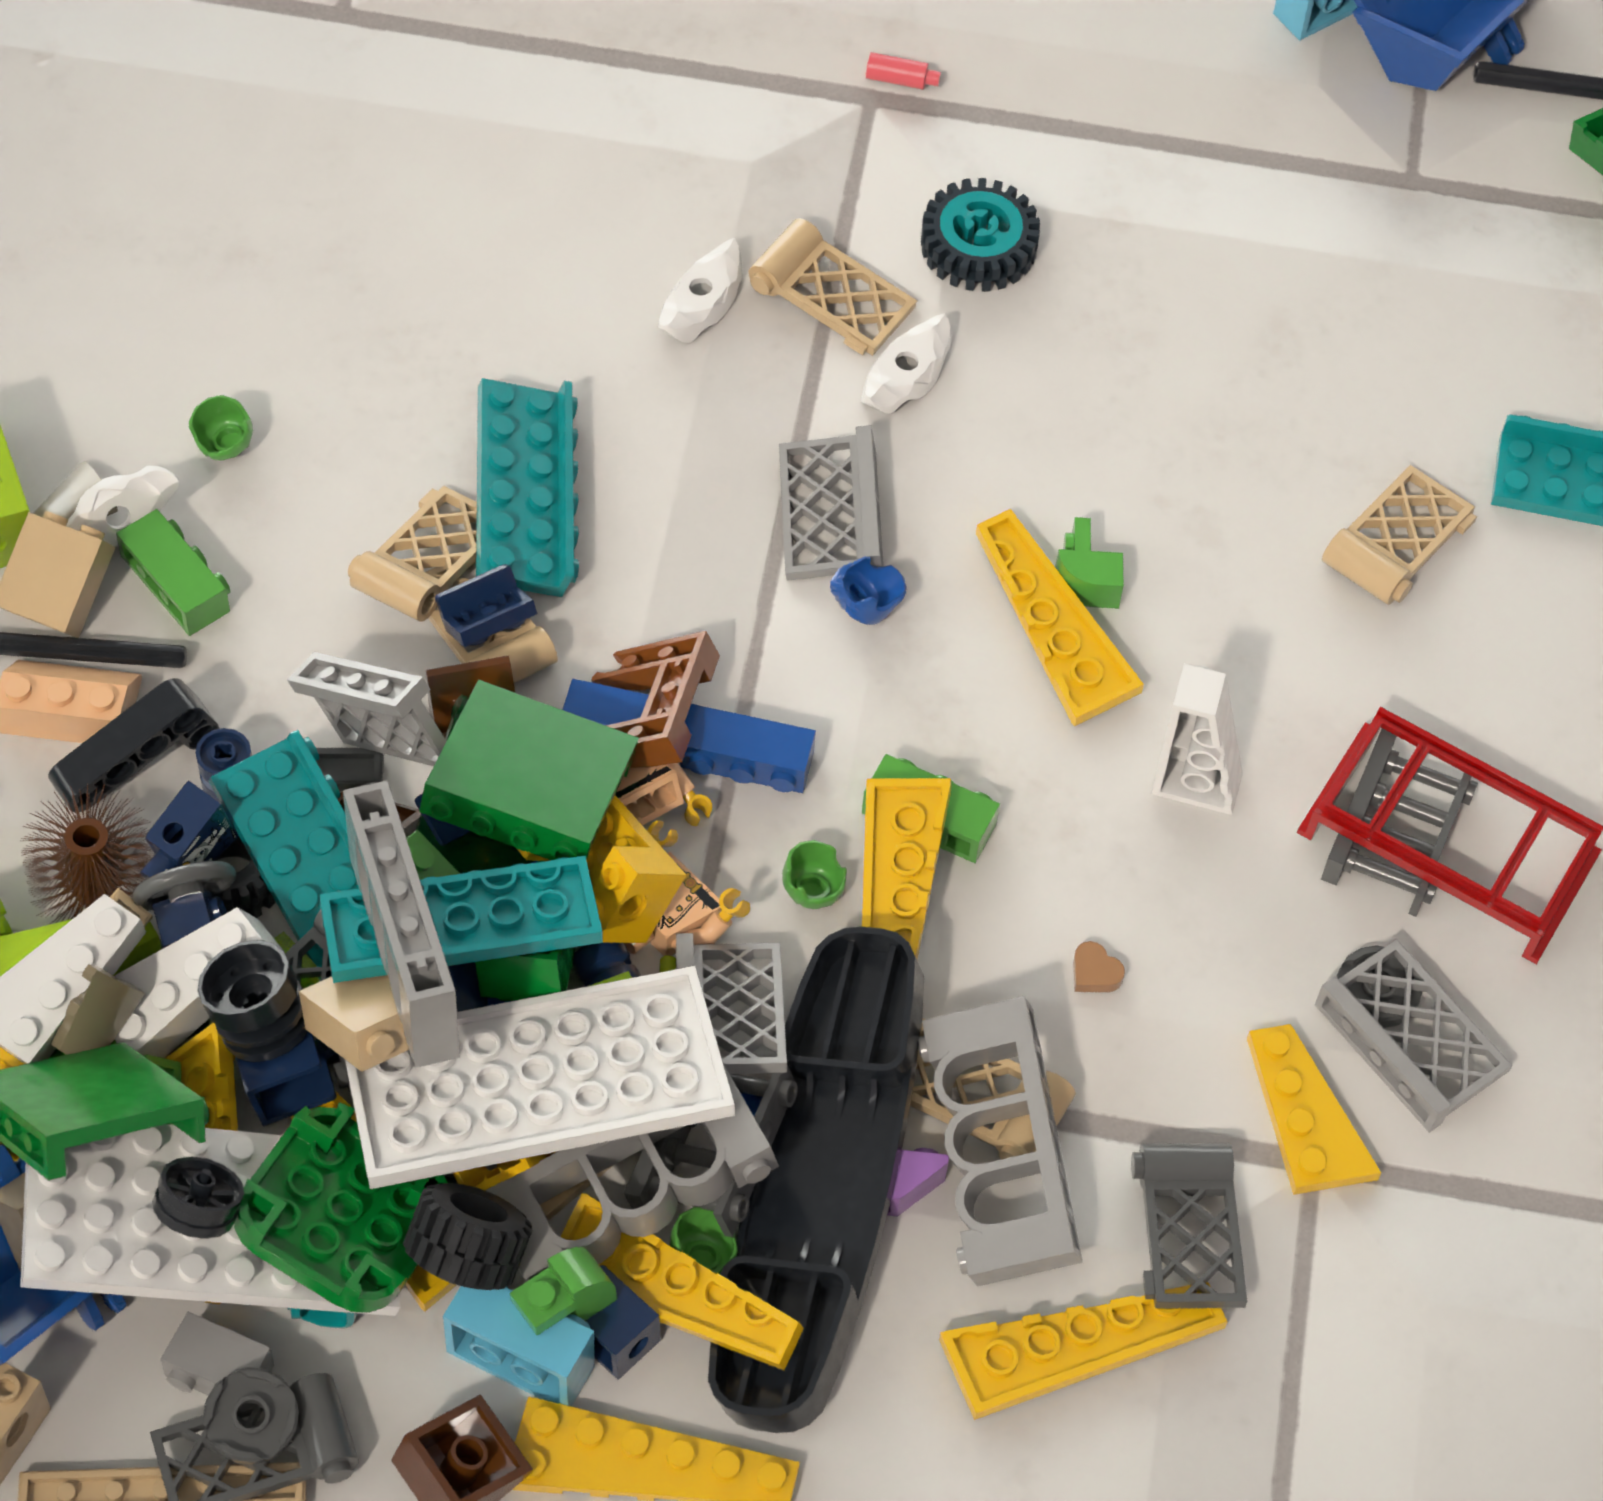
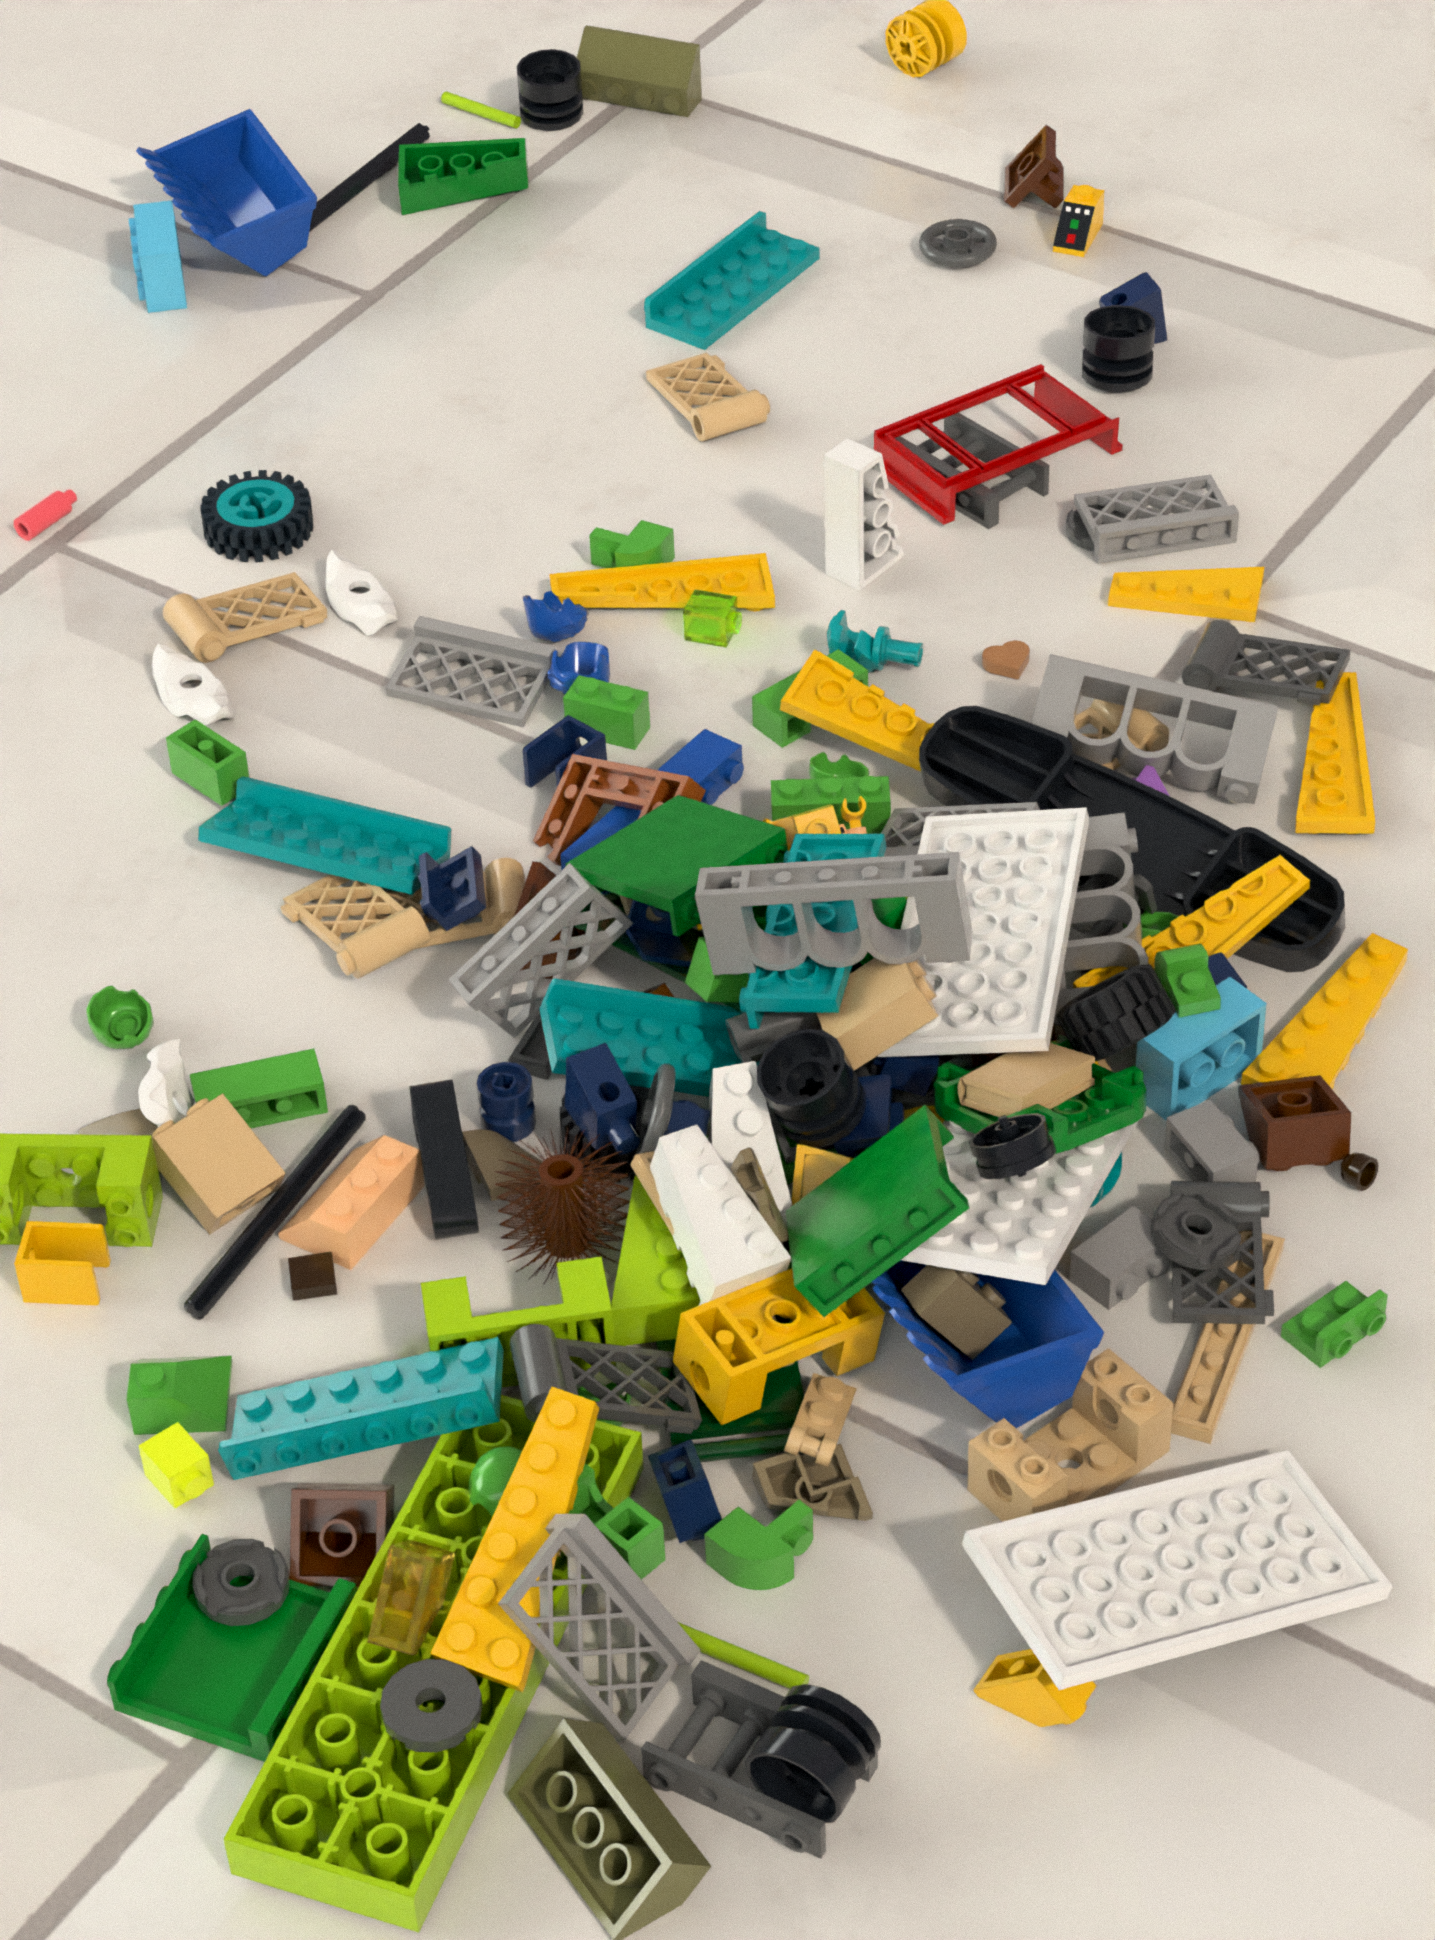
camera: 60 degrees left, 15 degrees down
(152, 789) = (484, 1152): none -> dark tan slope
(330, 1186) = (1026, 1079): none -> tan piece
(398, 1399) = (1210, 1145): none -> light grey brick
(585, 347) = (207, 761): none -> bright green brick
(735, 615) = (556, 745): none -> dark blue piece
(755, 871) = (802, 795): none -> bright green brick
(818, 639) = (610, 709): none -> bright green brick
(943, 537) = (553, 620): none -> blue hair
(1014, 674) = (711, 618): none -> clear neon green brick
(1035, 828) = (871, 651): none -> teal piece

